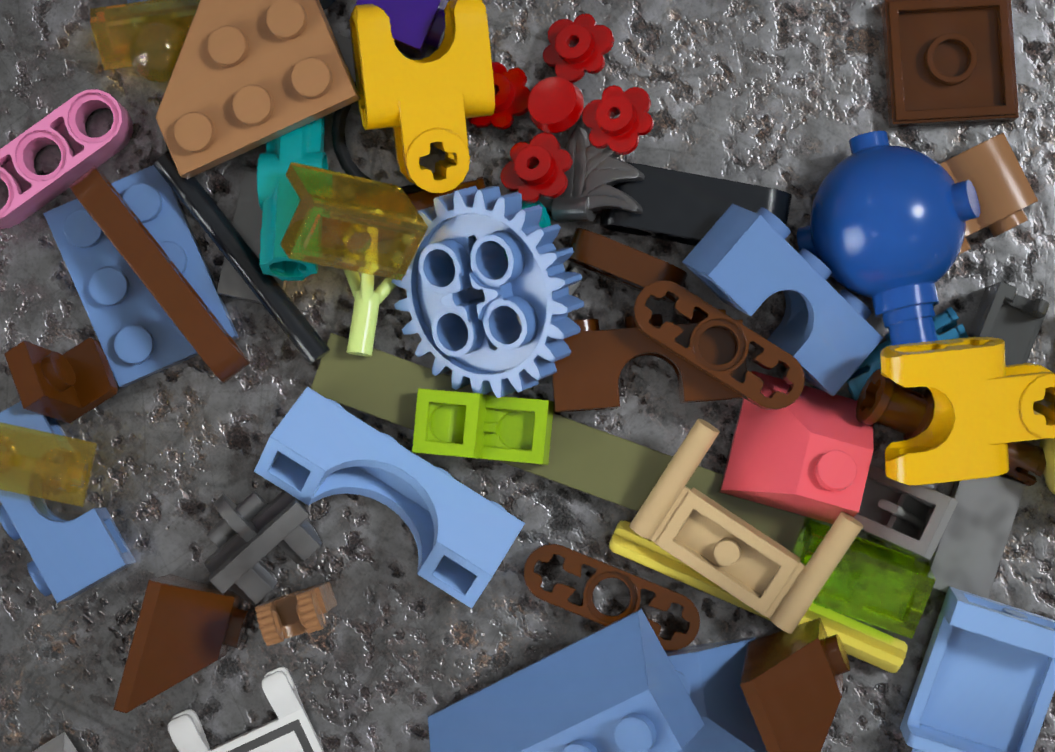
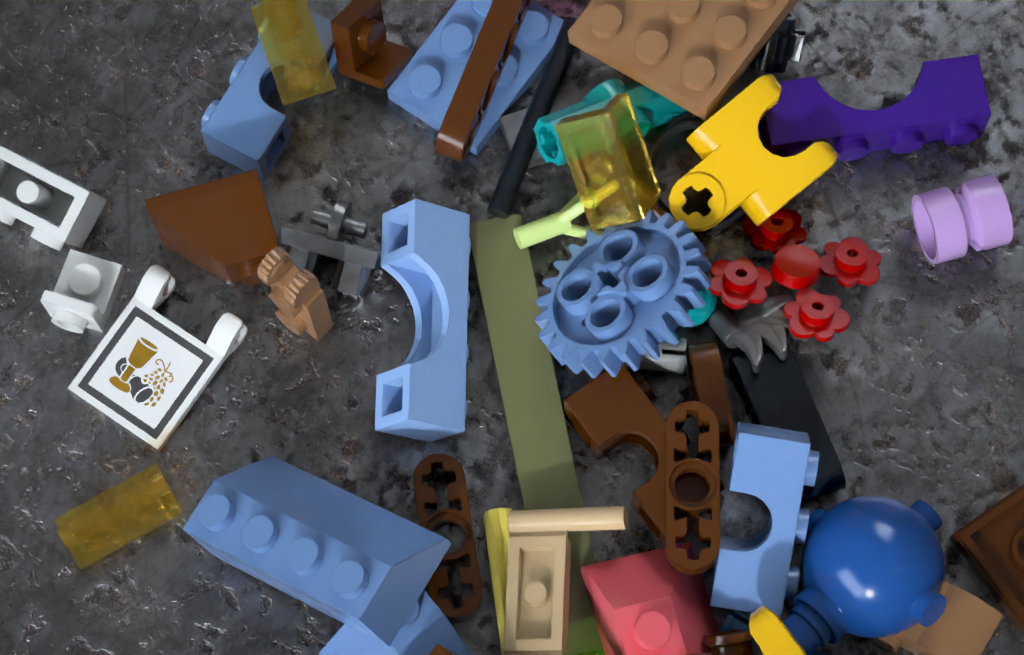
camera: 65 degrees right, 15 degrees down
(483, 426) = (519, 359): lime slope -> none

